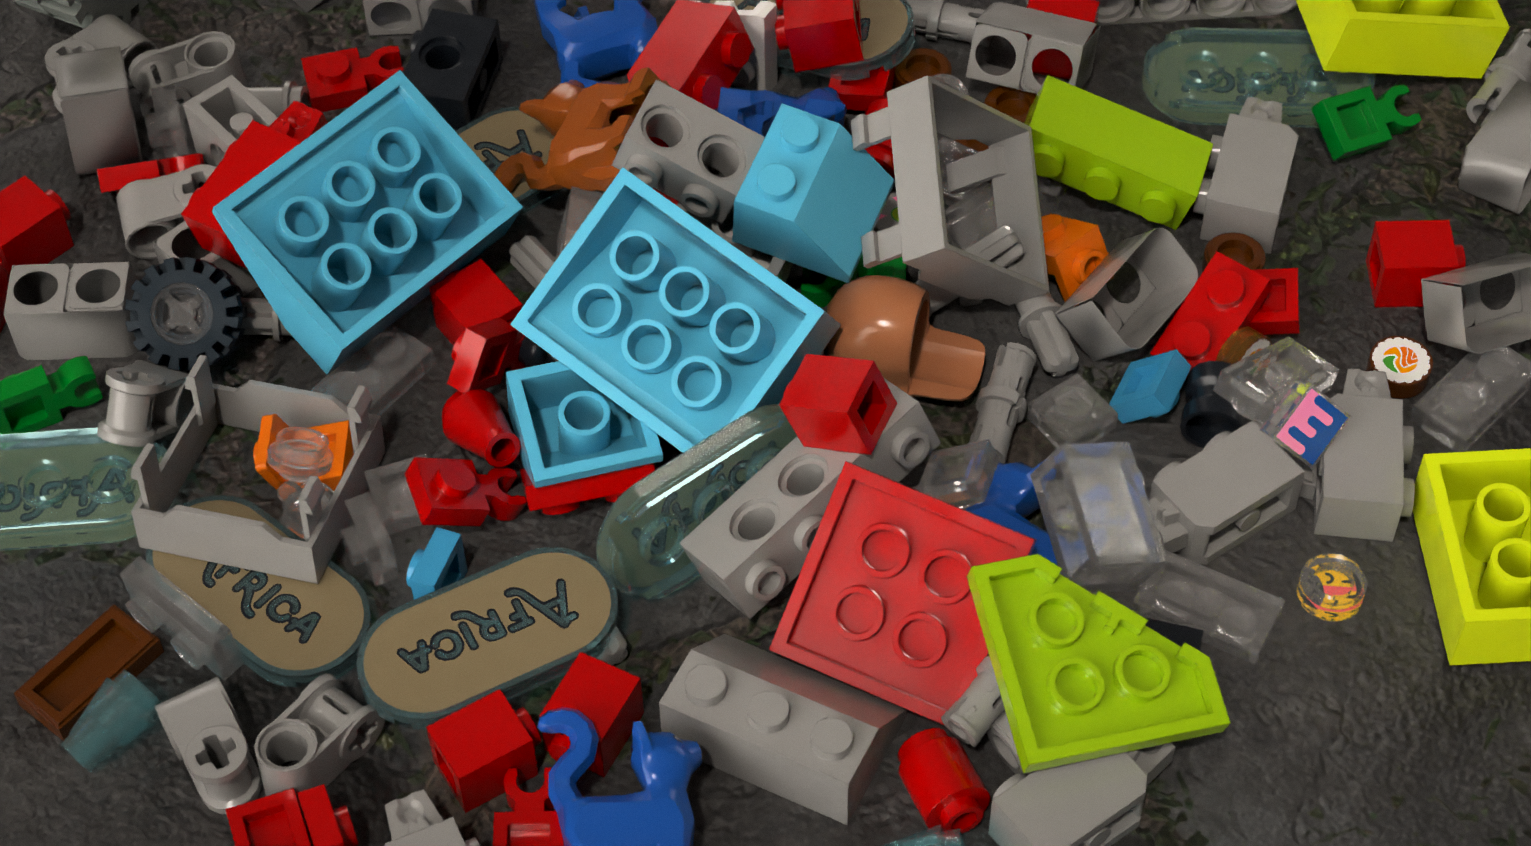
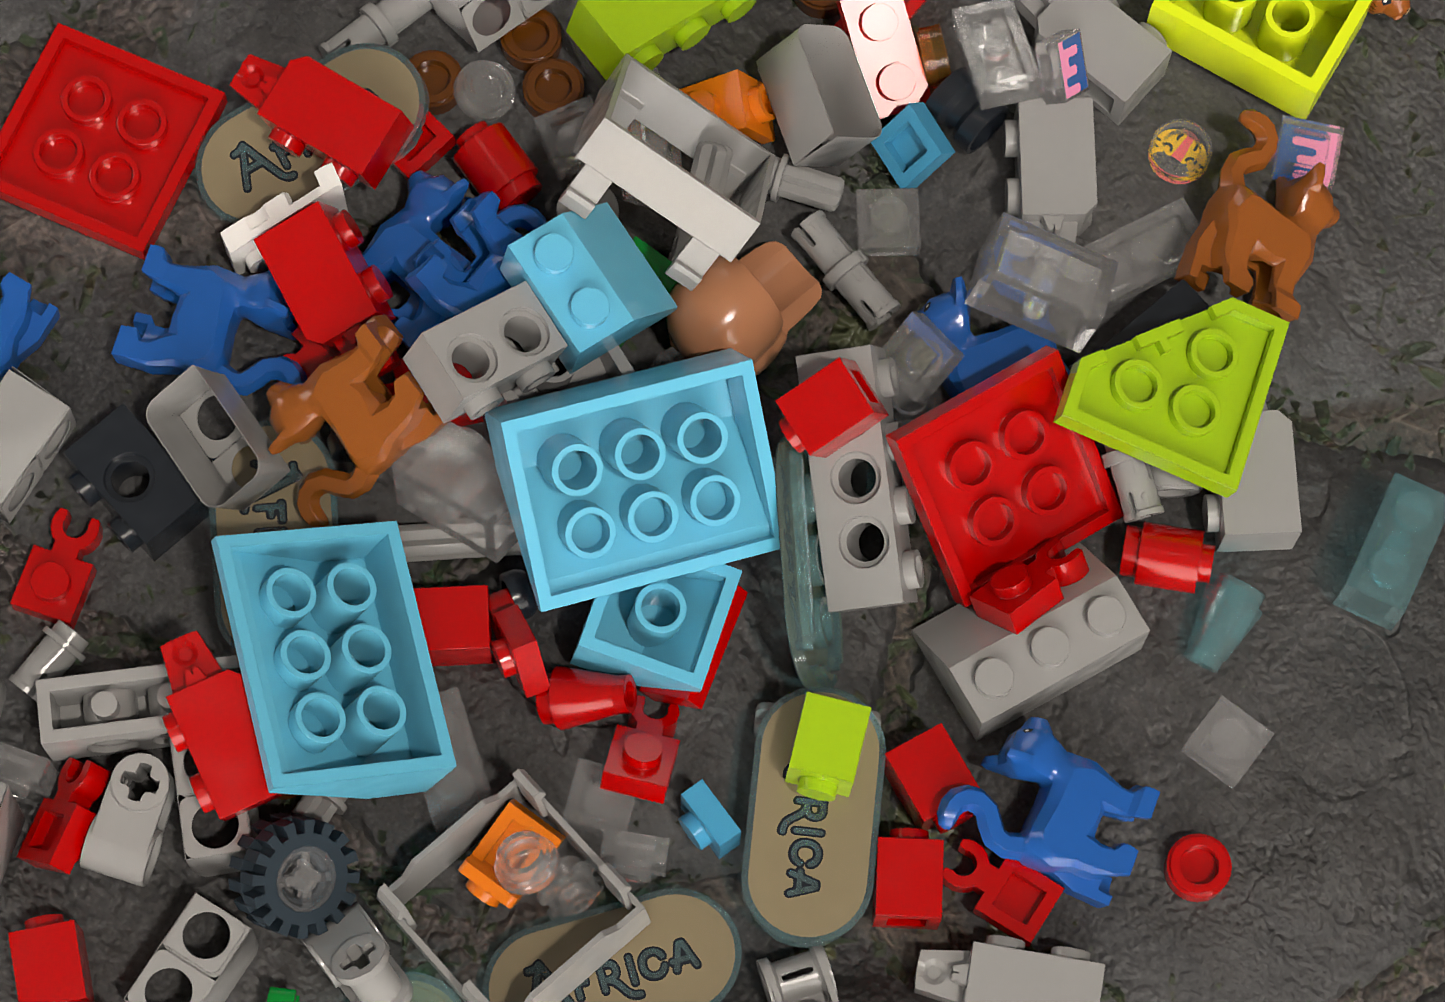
camera: 60 degrees left, 20 degrees up
(509, 65) = (175, 423): none -> light grey piece
(545, 591) = (827, 747): none -> lime brick
(809, 671) = (1026, 592): none -> red plate
(1302, 672) = (1249, 233): none -> dark orange animal
(1423, 685) = (1304, 145): none -> clear tile

